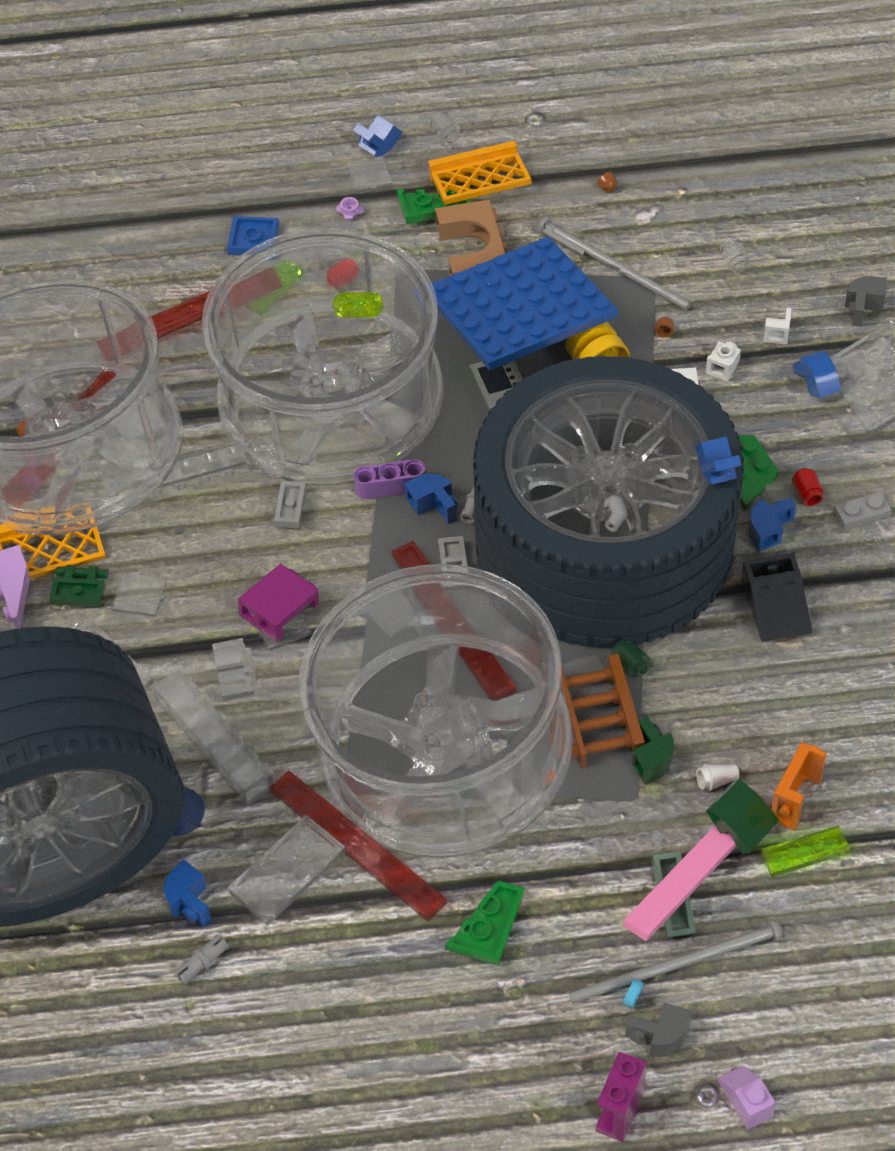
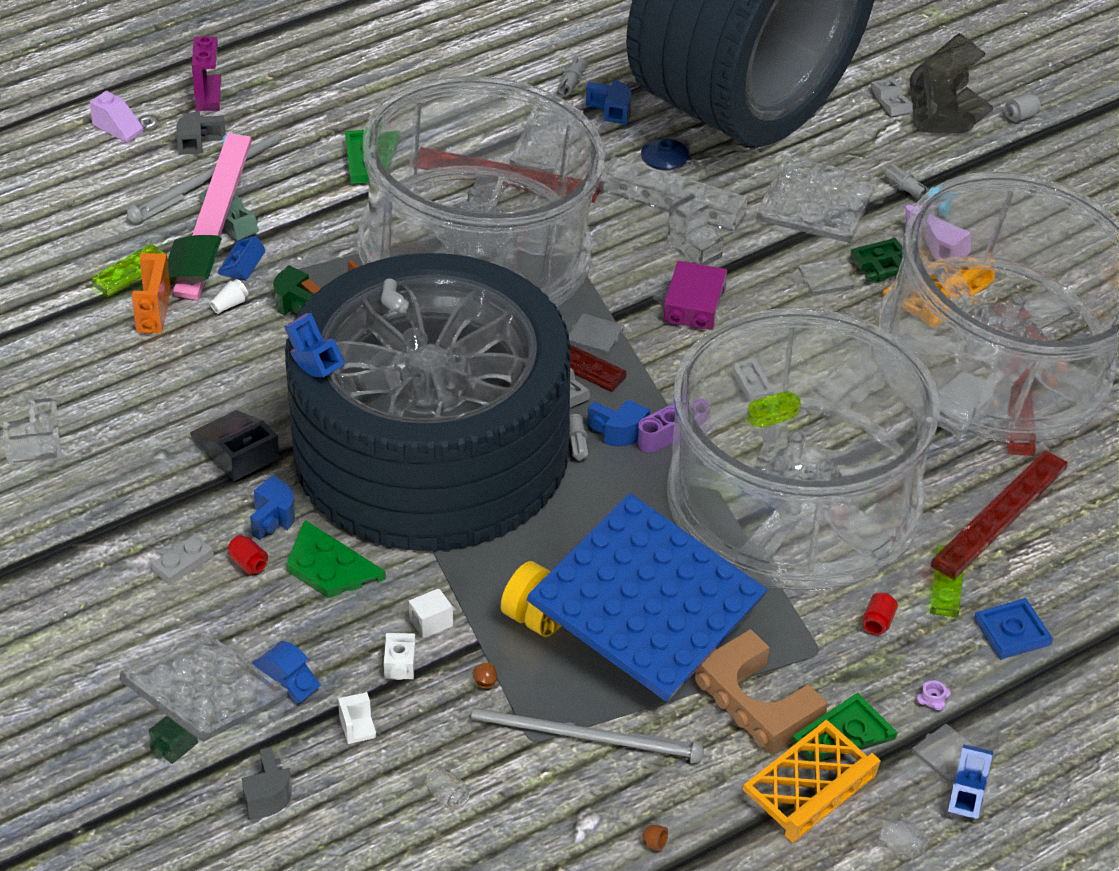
camera: 150 degrees right, 10 degrees down
(683, 830) = (242, 258): none -> blue slope

